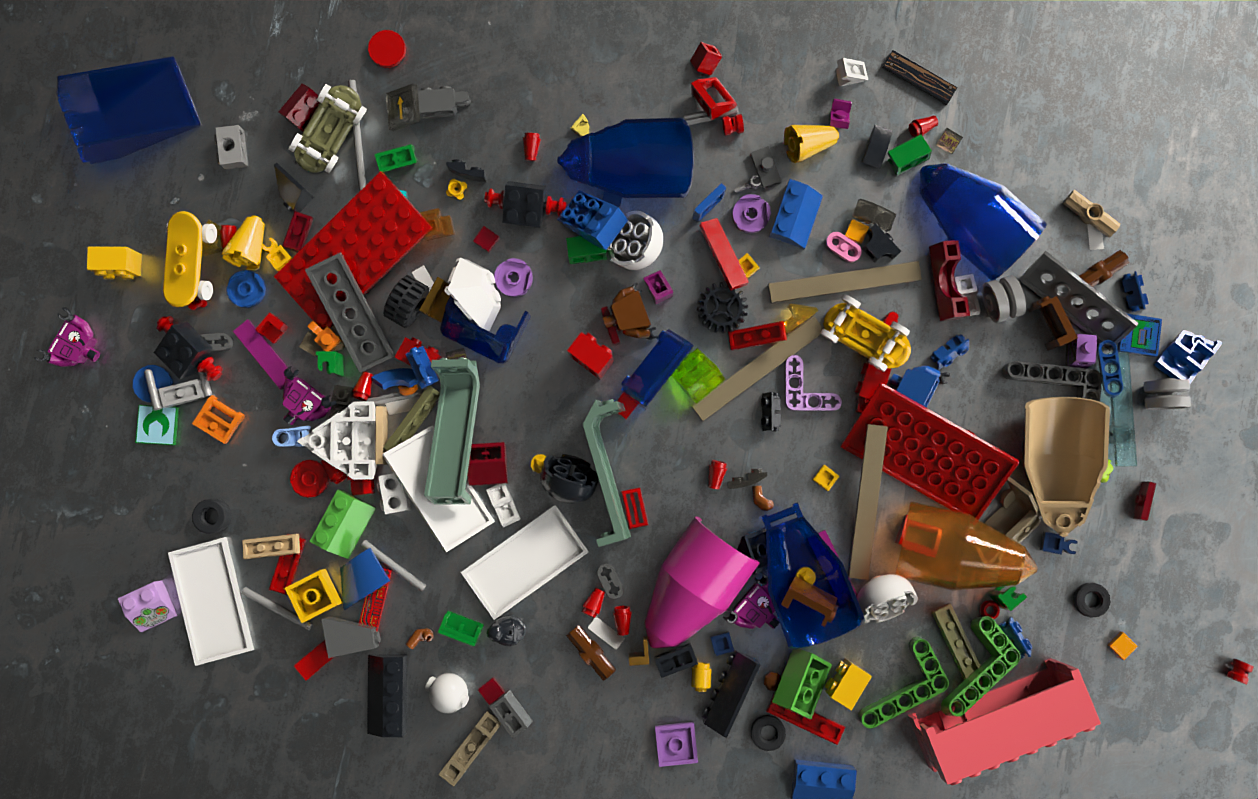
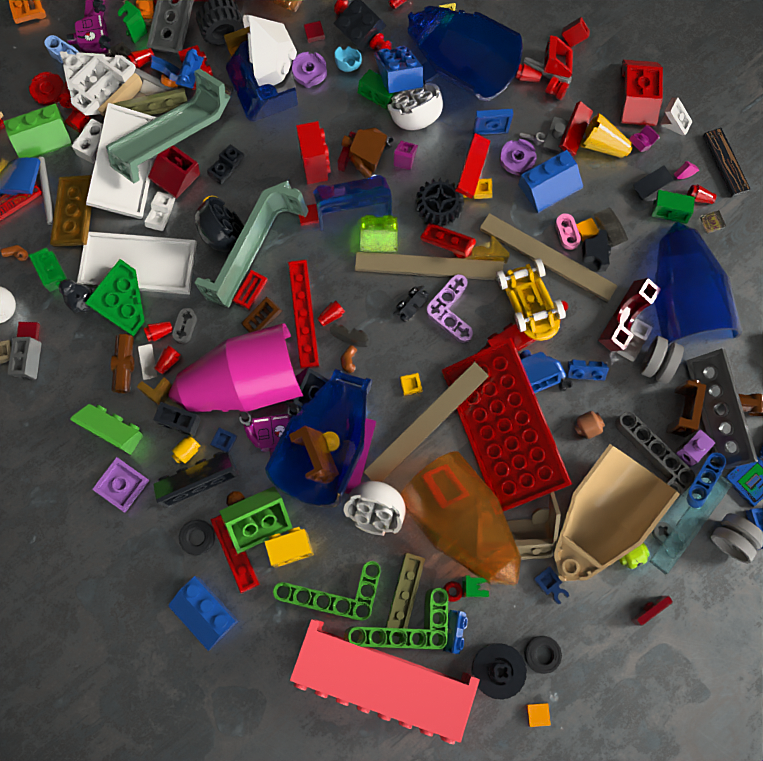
camera: 35 degrees right, 10 degrees down
(433, 566) = (71, 212): none -> pearl gold tile
(519, 419) = (227, 163): none -> black slope
(539, 242) = (347, 59): none -> medium azure hair
(542, 604) = (119, 299): none -> green plate
(629, 712) = (108, 427): none -> bright green slope
(666, 506) = (257, 312): none -> reddish brown slope
(694, 491) = (303, 314): none -> red tile
(700, 130) = (527, 73): none -> red cone
(777, 149) = (576, 128): none -> red tile
(804, 69) = (642, 92): none -> red slope
(894, 113) = (686, 170): none -> dark pink tile
(988, 396) = (589, 425): none -> nougat head
(1084, 634) = (513, 675): none -> black piece

